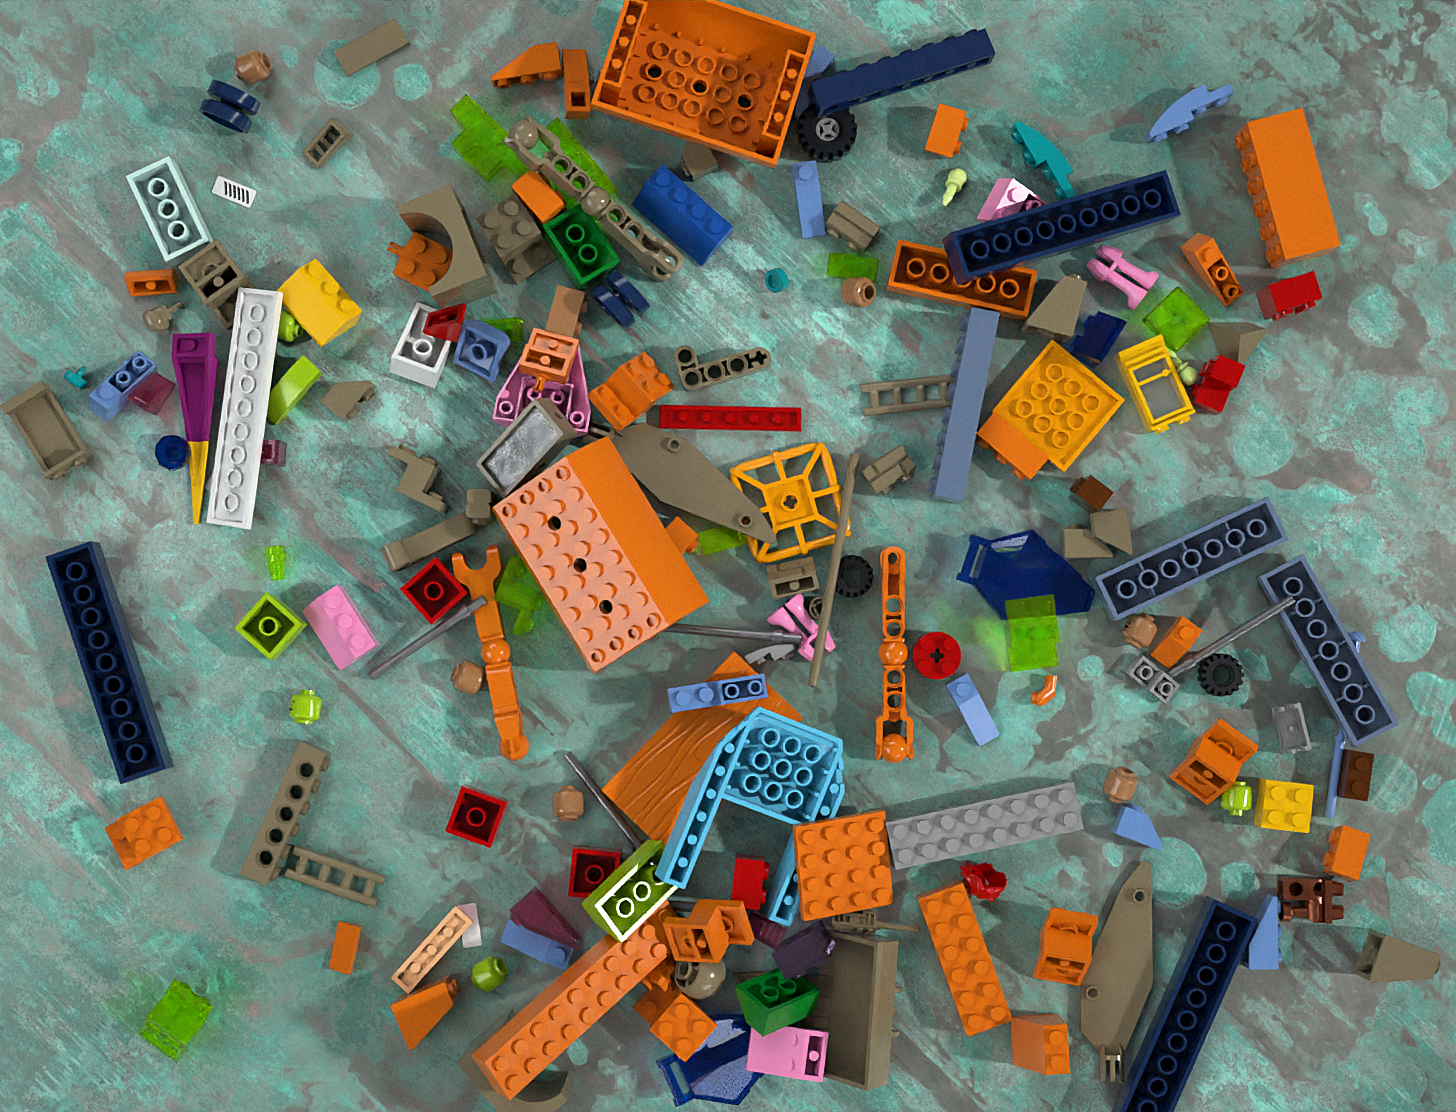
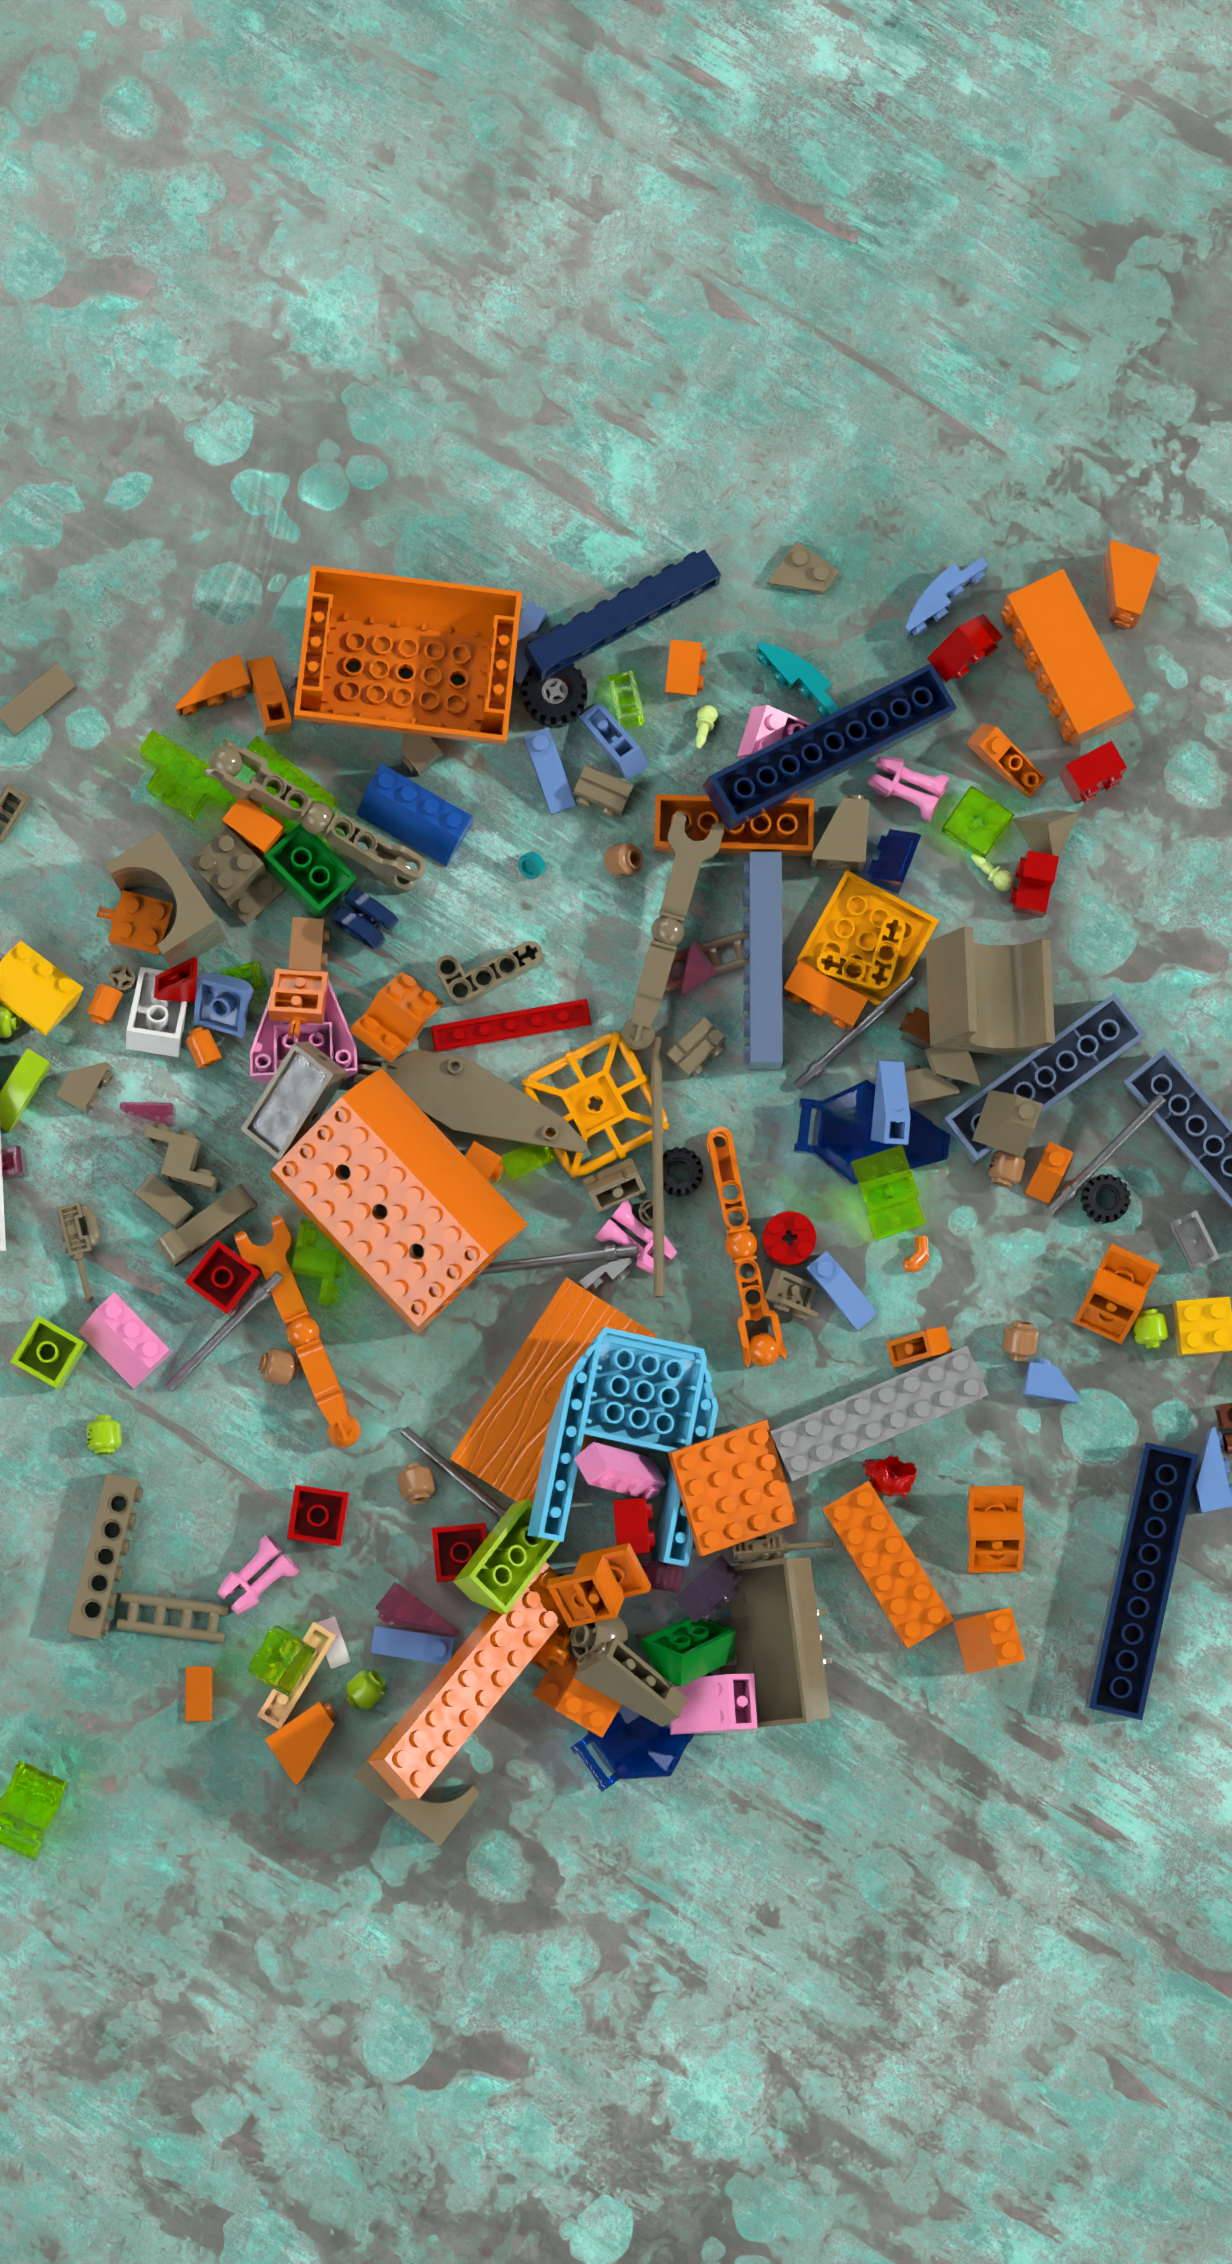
camera: 15 degrees left, 5 degrees down
(276, 561) = (39, 1281): clear neon green cone -> none
(313, 529) = (75, 1241): none -> dark tan piece
(379, 329) = (104, 1004): none -> orange brick
(395, 307) = (121, 974): none -> dark tan wheel
(397, 512) = (163, 1200): none -> dark tan slope
(407, 433) = (157, 1112): none -> clear pink slope
(420, 935) = (281, 1659): none -> clear neon green brick
(437, 853) = (281, 1567): none -> bright pink piece
(457, 384) = (203, 1048): none -> orange brick
(480, 506) = (256, 1174): dark tan brick -> none
(717, 693) = (556, 1325): medium blue slope -> none
(719, 1022) = (630, 1681): none -> dark tan slope
(747, 834) = (620, 1471): none -> bright pink brick
(847, 265) = (606, 834): clear neon green slope -> none
(871, 184) = (614, 741): none -> medium blue slope
(886, 361) = (668, 928): none -> dark tan piece
(888, 164) = (631, 715): none -> clear neon green slope
(902, 402) = (696, 969): none -> clear pink slope
(928, 704) = (791, 1293): none -> dark tan bracket
(989, 509) = (817, 1067): none -> flat silver bar
(1030, 772) = (919, 1346): none -> orange slope
(1050, 557) = (891, 1104): none -> medium blue slope
(1052, 430) = (867, 969): none -> light orange beam
(1068, 66) = (803, 571): none -> dark tan wing
(1119, 973) = (1062, 1548): dark tan wing -> none
(1151, 593) = (1007, 1122): none -> dark tan slope
(1152, 679) = (1032, 1218): light grey slope -> none
(1154, 385) = (968, 895): yellow door -> none
(1159, 477) = (989, 995): none -> dark tan piece
(1199, 160) = (965, 646): none -> red brick
(1355, 131) = (1128, 582): none -> orange slope

